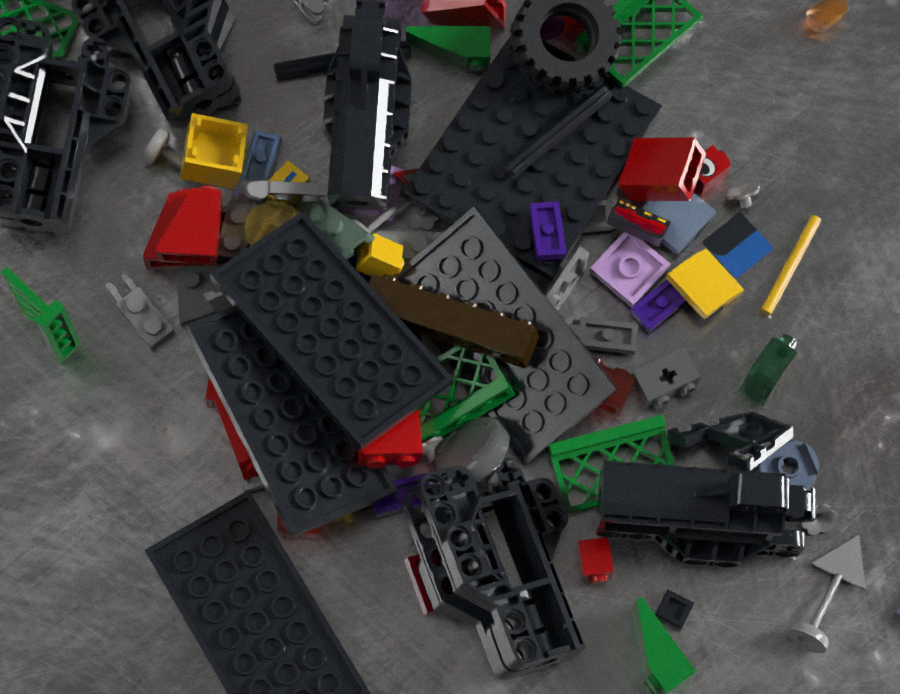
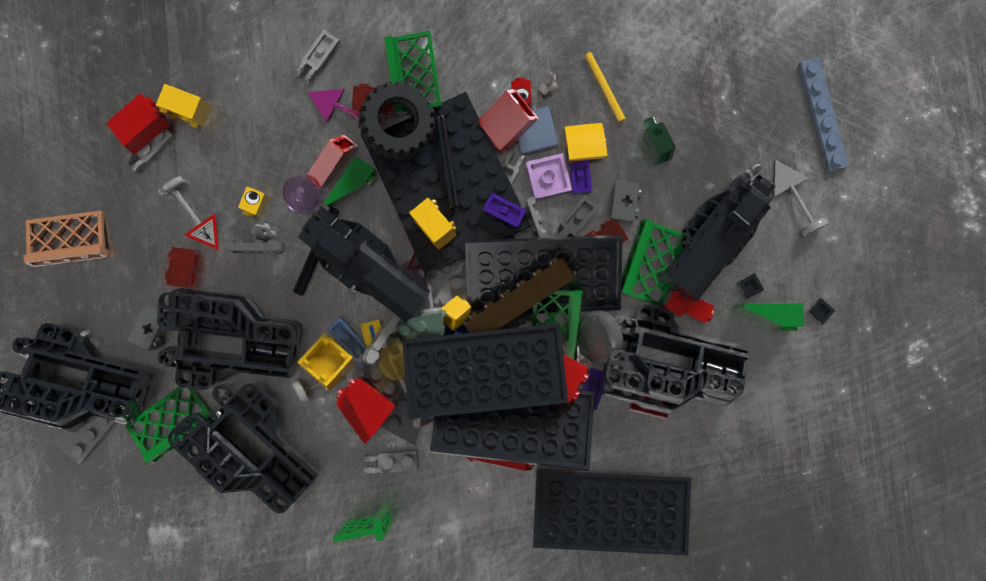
camera: 50 degrees left, 15 degrees up
(471, 155) = (433, 223): none -> yellow container
(581, 524) = (676, 304): none -> red brick
(638, 222) = (528, 153): slope -> none
(738, 245) = (573, 107): sticker -> none
(748, 432) = (687, 181): black wing -> none
(798, 453) = (725, 165): sand blue plate -> none

